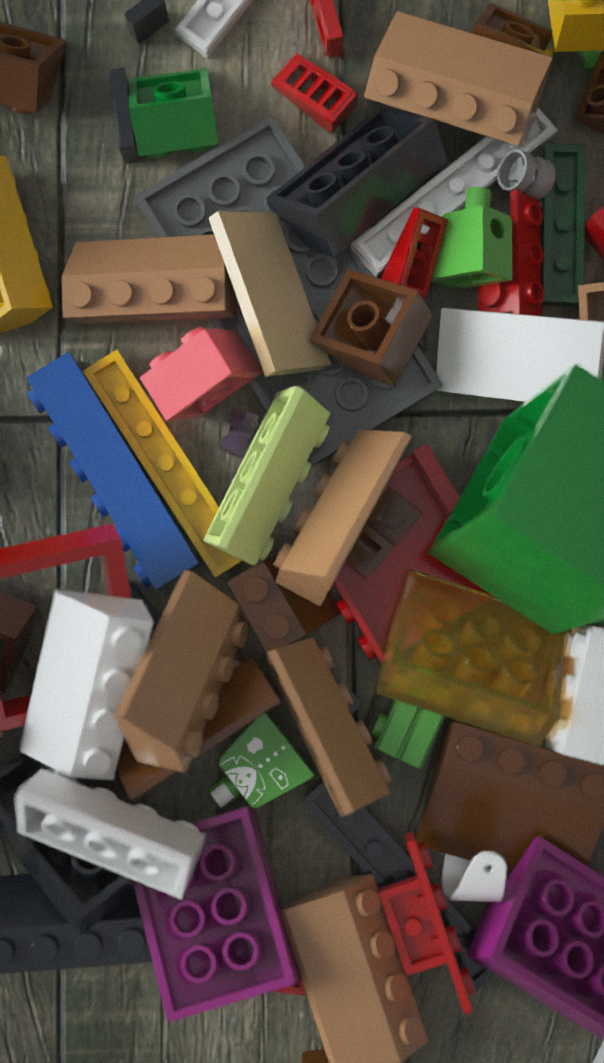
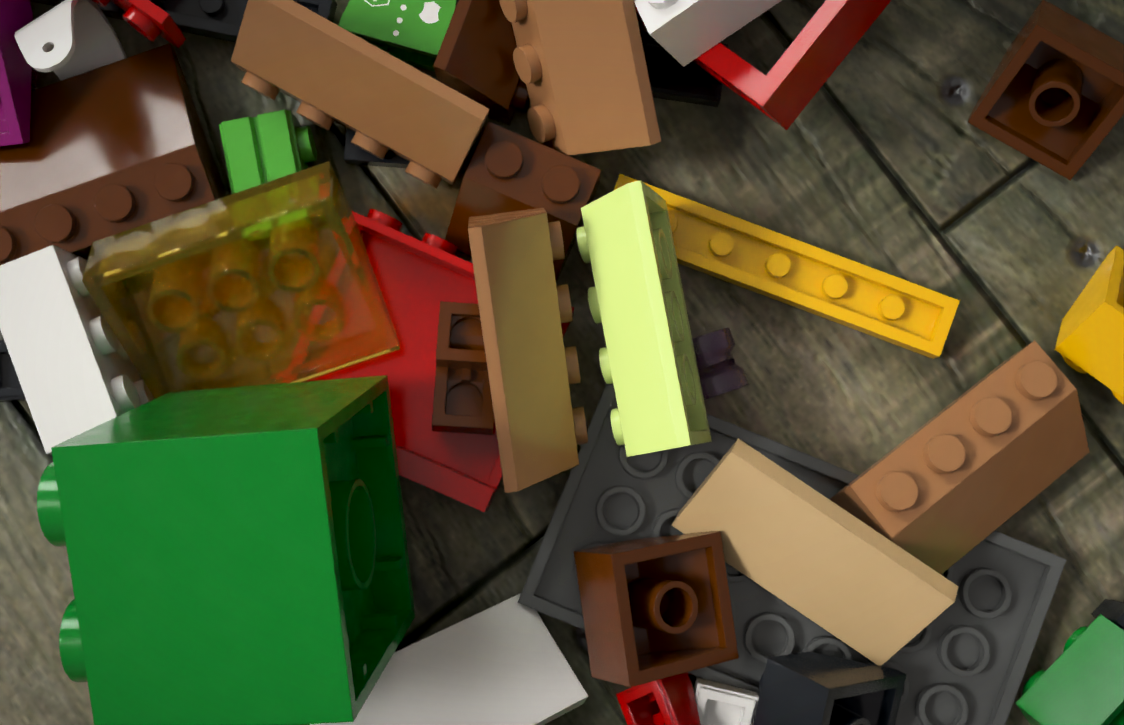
camera: 145 degrees right, 0 degrees up
(113, 472) = (833, 208): blue brick -> none
(200, 373) = (821, 391): coral brick -> none

